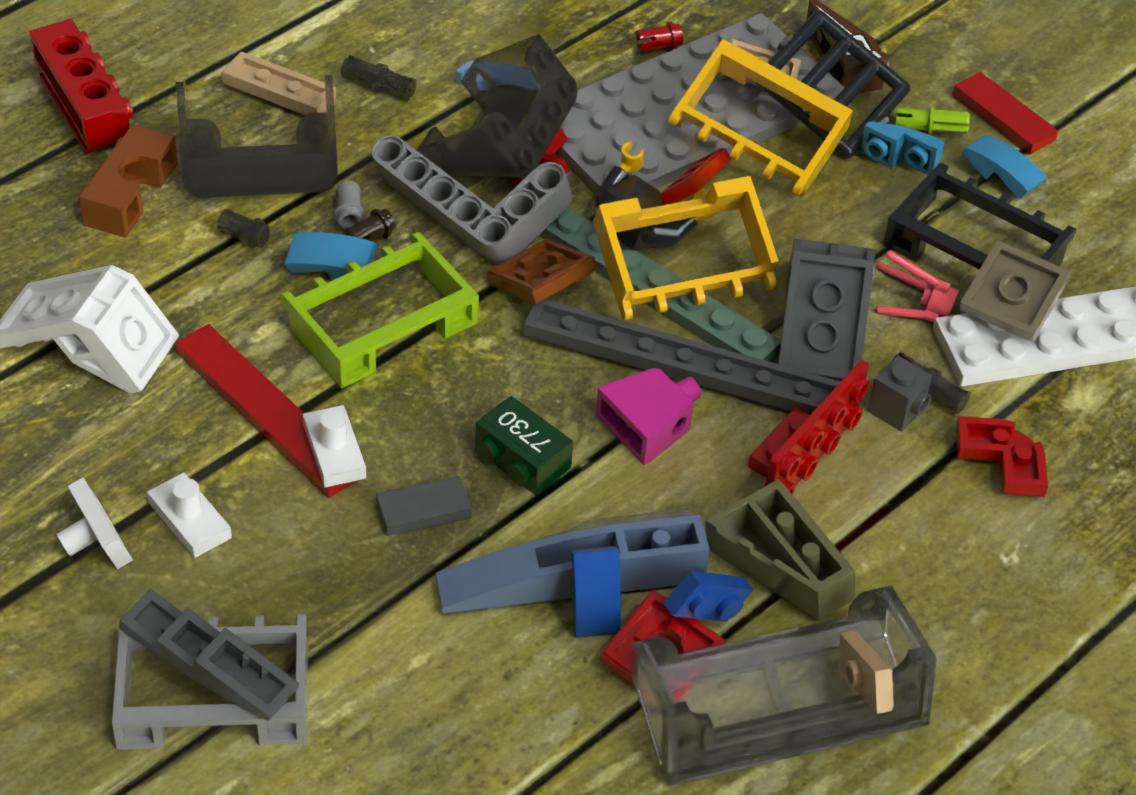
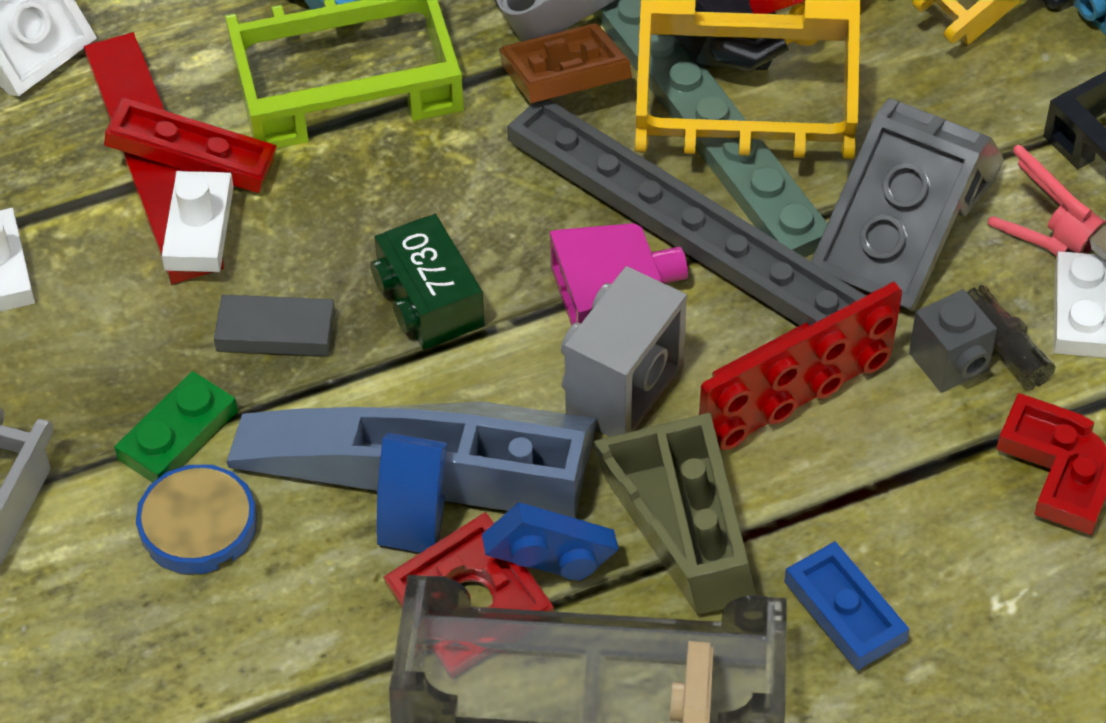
camera: 25 degrees right, 5 degrees up
(296, 392) = (189, 144): none -> red tile
(389, 597) = (176, 427): none -> green plate
(438, 654) = (196, 518): none -> pearl gold tile
(691, 455) = (624, 352): none -> light grey brick
(916, 584) = (846, 605): none -> blue plate

